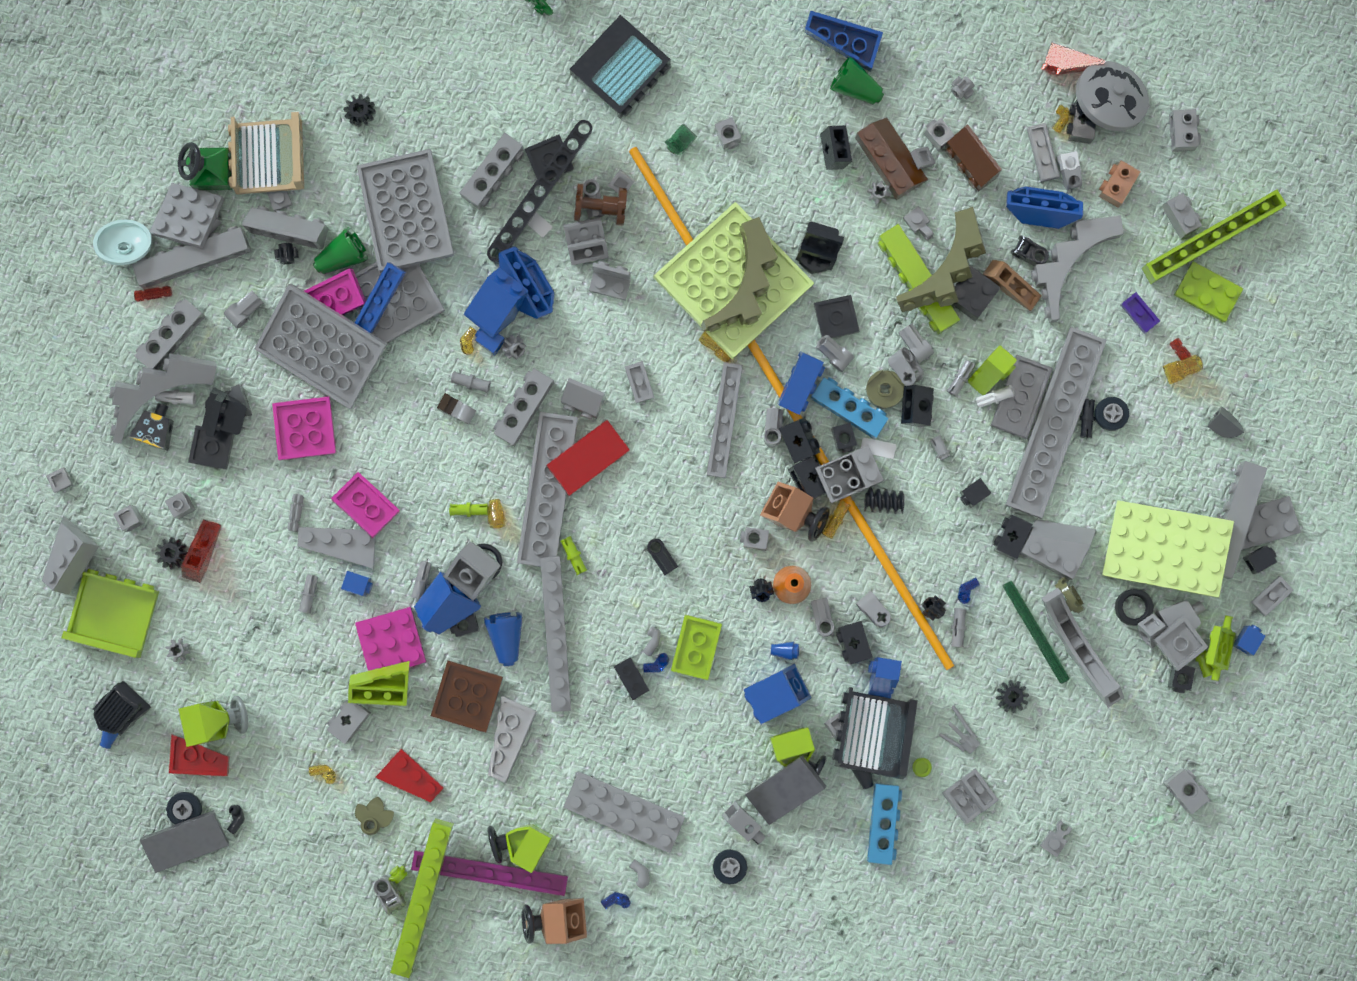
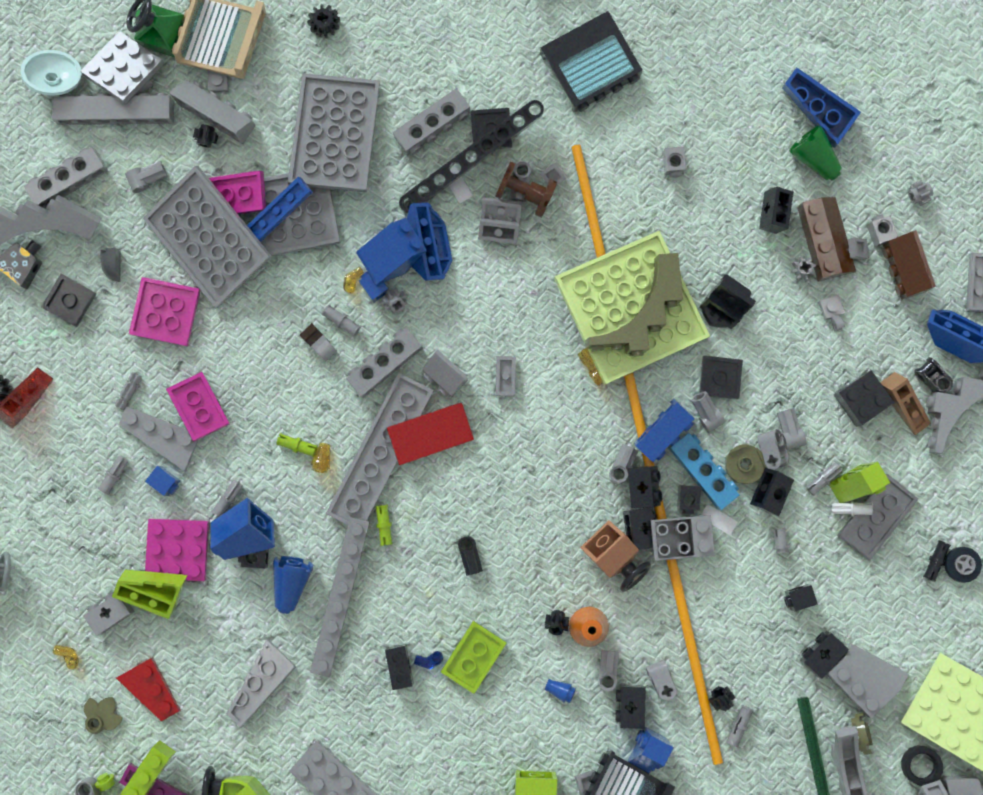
camera: 20 degrees right, 0 degrees up
(152, 293) = (64, 132): clear red axle -> none
(176, 397) = (52, 240): white pin -> none
(180, 505) = (18, 346): light grey brick -> none
(223, 413) = (89, 271): black piece -> none
(340, 253) = (258, 153): green cone -> none
(466, 696) = (232, 628): reddish brown plate -> none
(474, 569) = (281, 506): light grey piece -> none
(610, 280) = (510, 267): light grey bracket -> none
(654, 642) = (434, 637): light grey arm -> none
(680, 140) = (626, 152): clear green bracket -> none
(724, 420) = (576, 441): light grey plate -> none
(763, 538) = (573, 575): light grey brick -> none
(777, 694) = (538, 731): blue slope -> none
(836, 519) = (654, 577): clear yellow pin -> none
(884, 500) = (708, 574): black piece -> none
(913, 273) = (814, 366): lime brick -> none
(955, 268) = (836, 381): olive arch -> none
(965, 590) = (758, 690): clear blue arm -> none
(1055, 422) = (904, 554): light grey plate -> none

